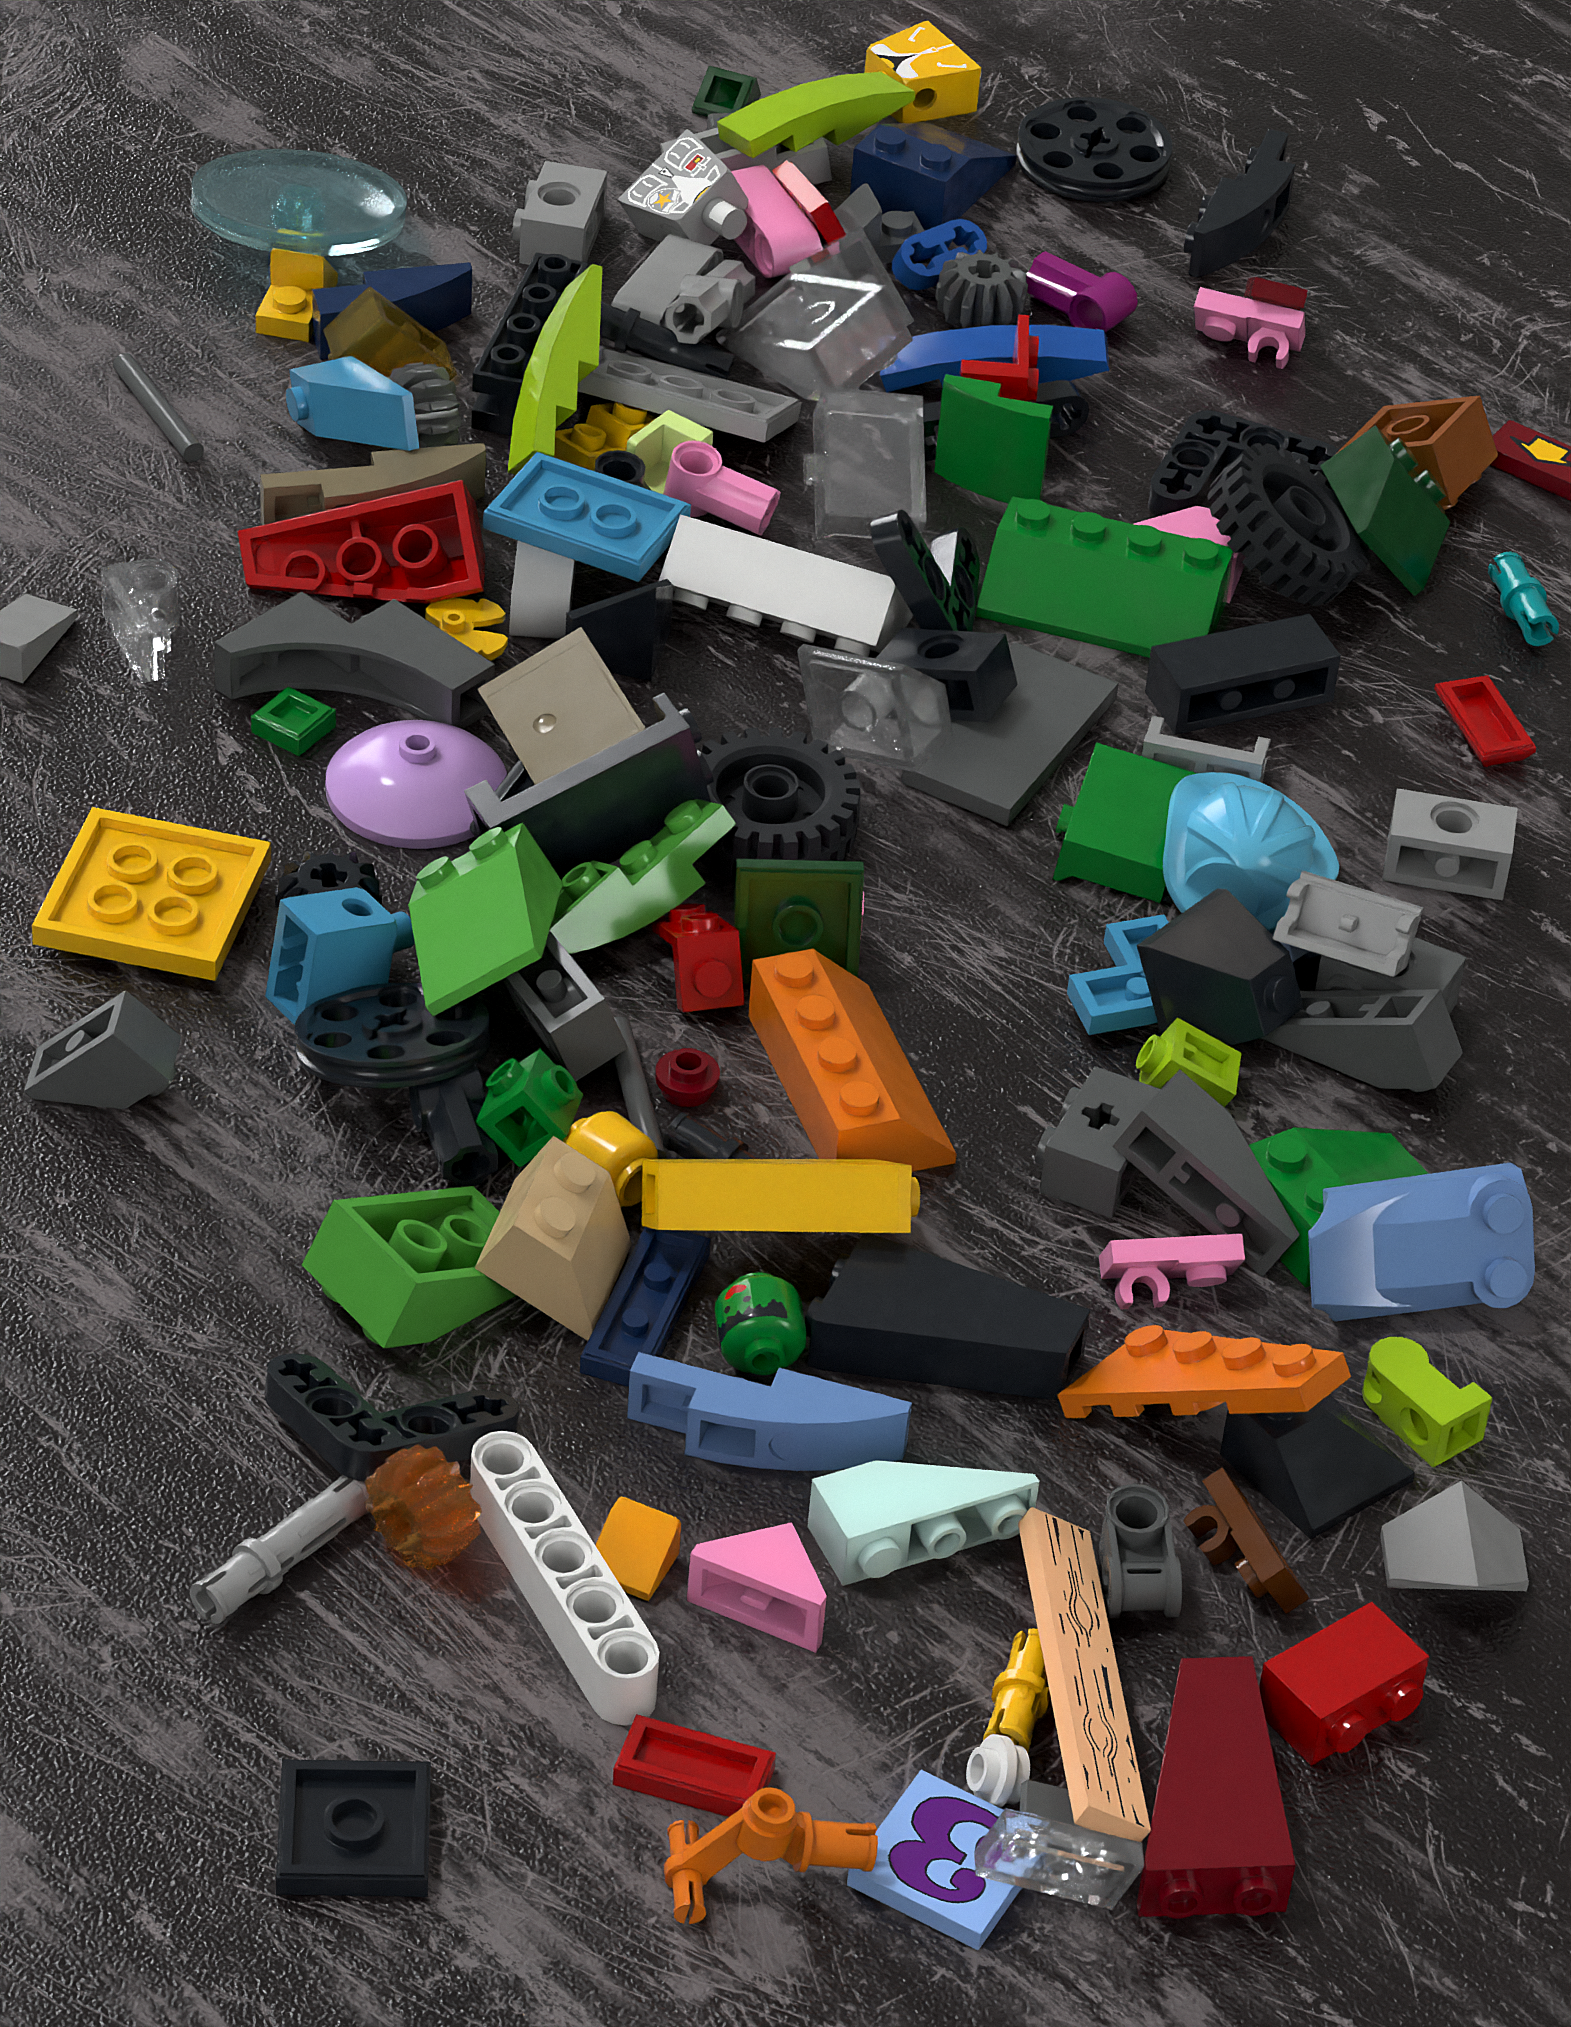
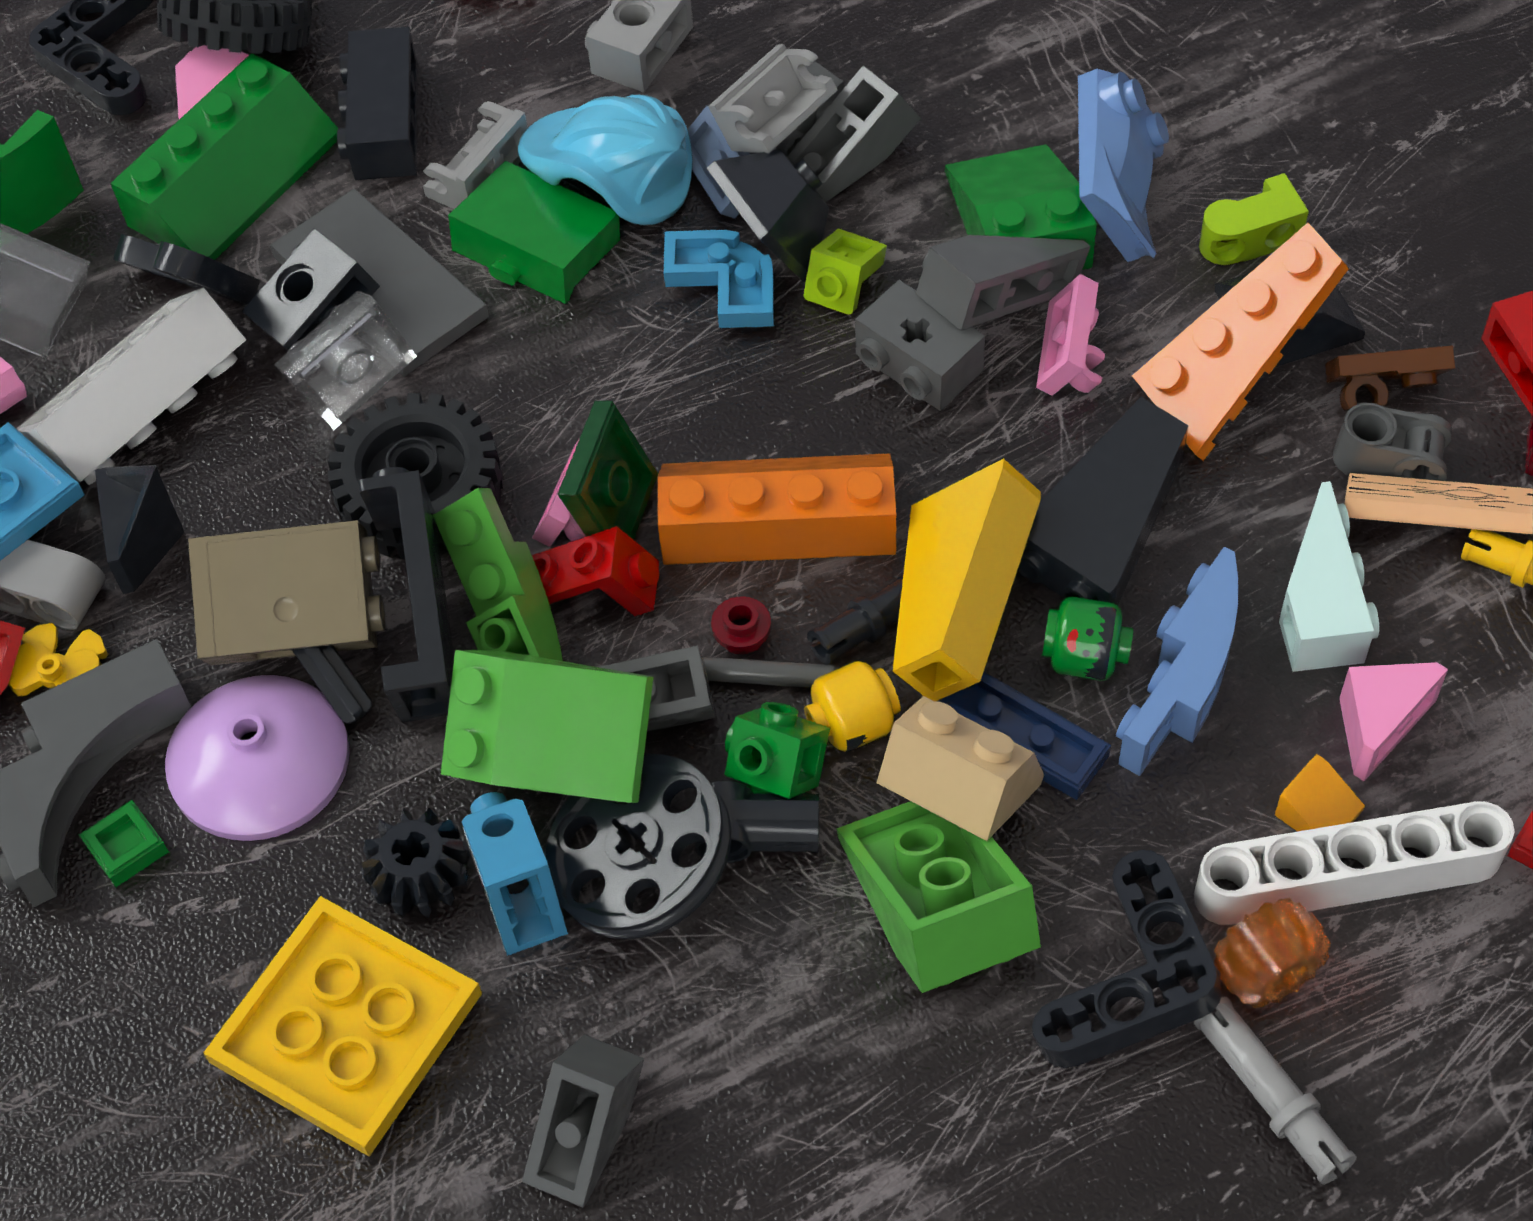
camera: 65 degrees left, 15 degrees up
(1454, 1544) = (1419, 254): light grey slope -> none

